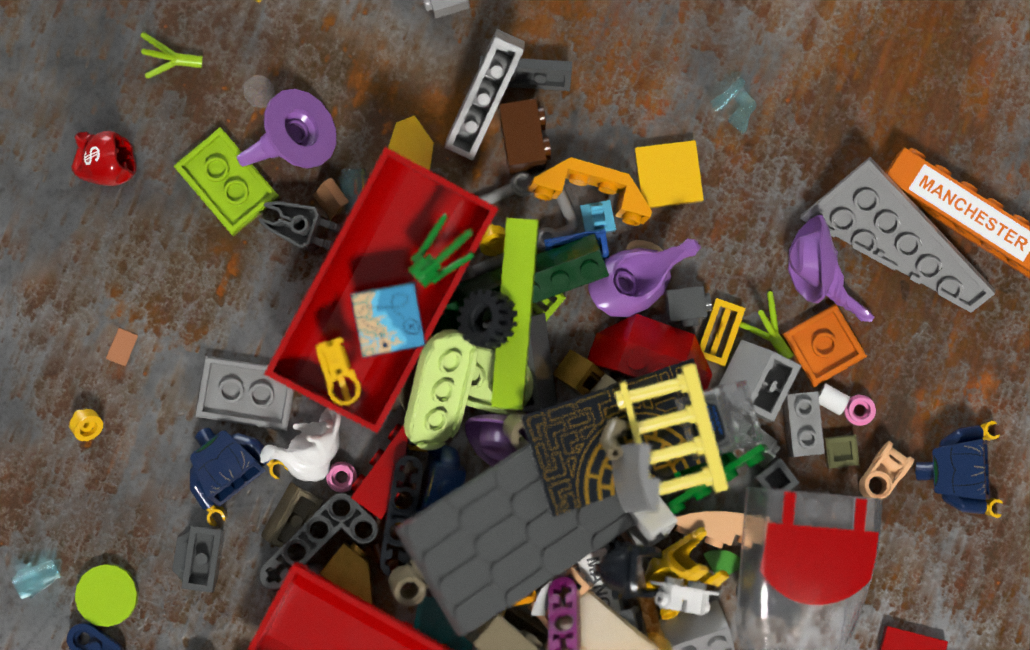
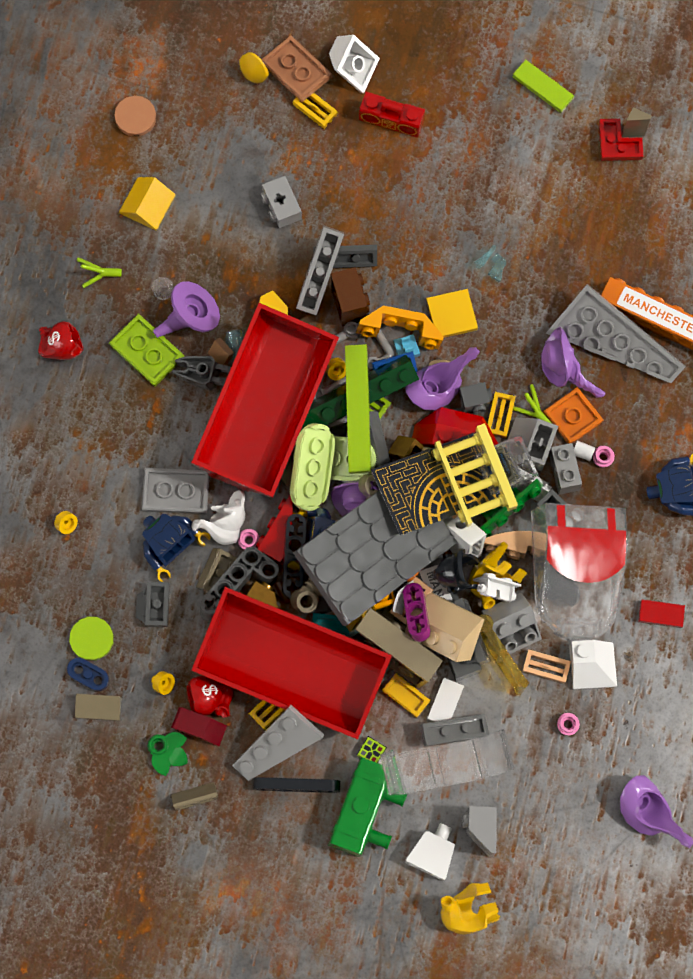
camera: 10 degrees left, 10 degrees down
(35, 579) = (40, 632): clear light blue cone -> none
(122, 347) = (84, 469): nougat sticker -> none
(336, 365) = (240, 452): yellow piece -> none
(387, 319) = (272, 417): tile -> none
(427, 268) = (295, 379): green plant -> none
(472, 319) = (330, 408): black tyre -> none
(608, 440) = (432, 481): dark tan arm -> none
(632, 481) = (452, 506): light grey slope -> none
(722, 560) = (525, 565): bright green tile -> none
(841, 451) = (594, 486): olive tile -> none
(888, 467) = (627, 492): light nougat piece -> none

